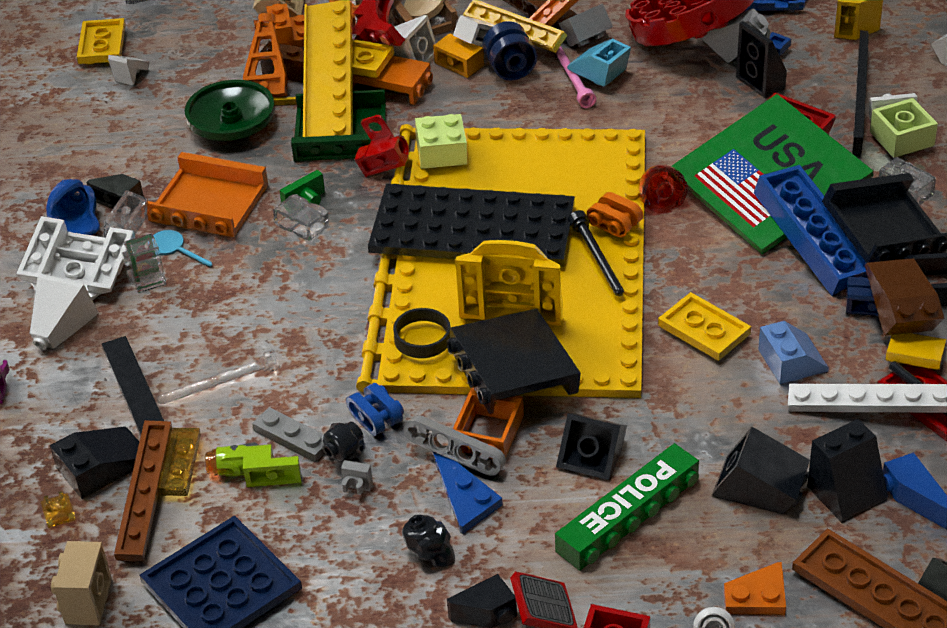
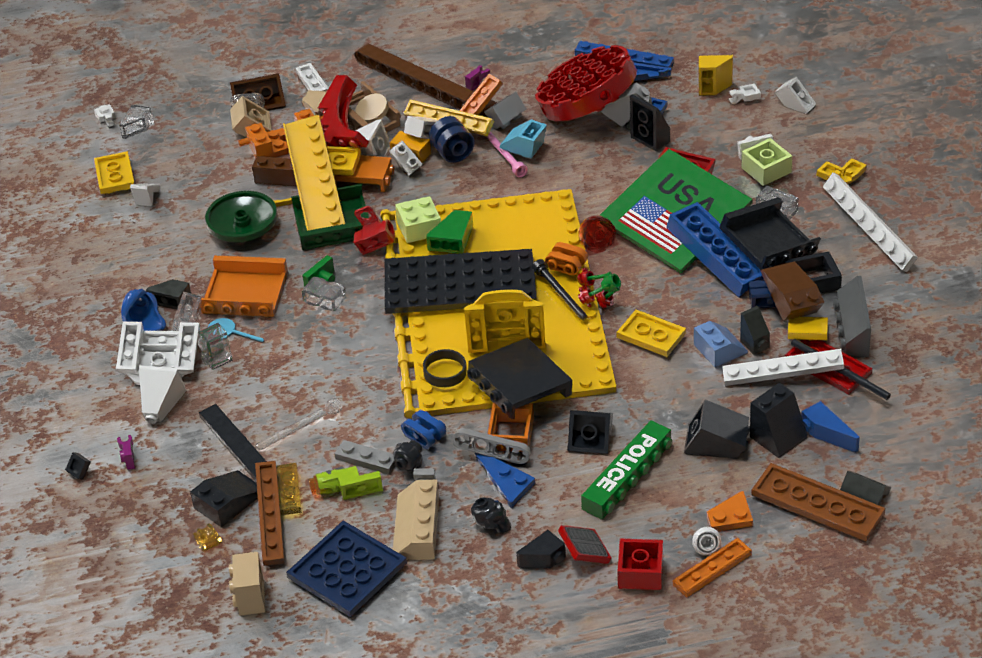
camera: 10 degrees left, 0 degrees up
(275, 82) = (270, 188): orange plate -> none
(331, 532) = (417, 520): none -> tan slope
(448, 66) = (405, 158): none -> white hips
(478, 163) = (451, 233): none -> green slope
(661, 255) = (604, 294): none -> plant
(841, 343) = (754, 331): none -> pearl dark grey slope
(860, 96) = (728, 136): black tile -> none
(895, 41) = (746, 92): none -> white plate

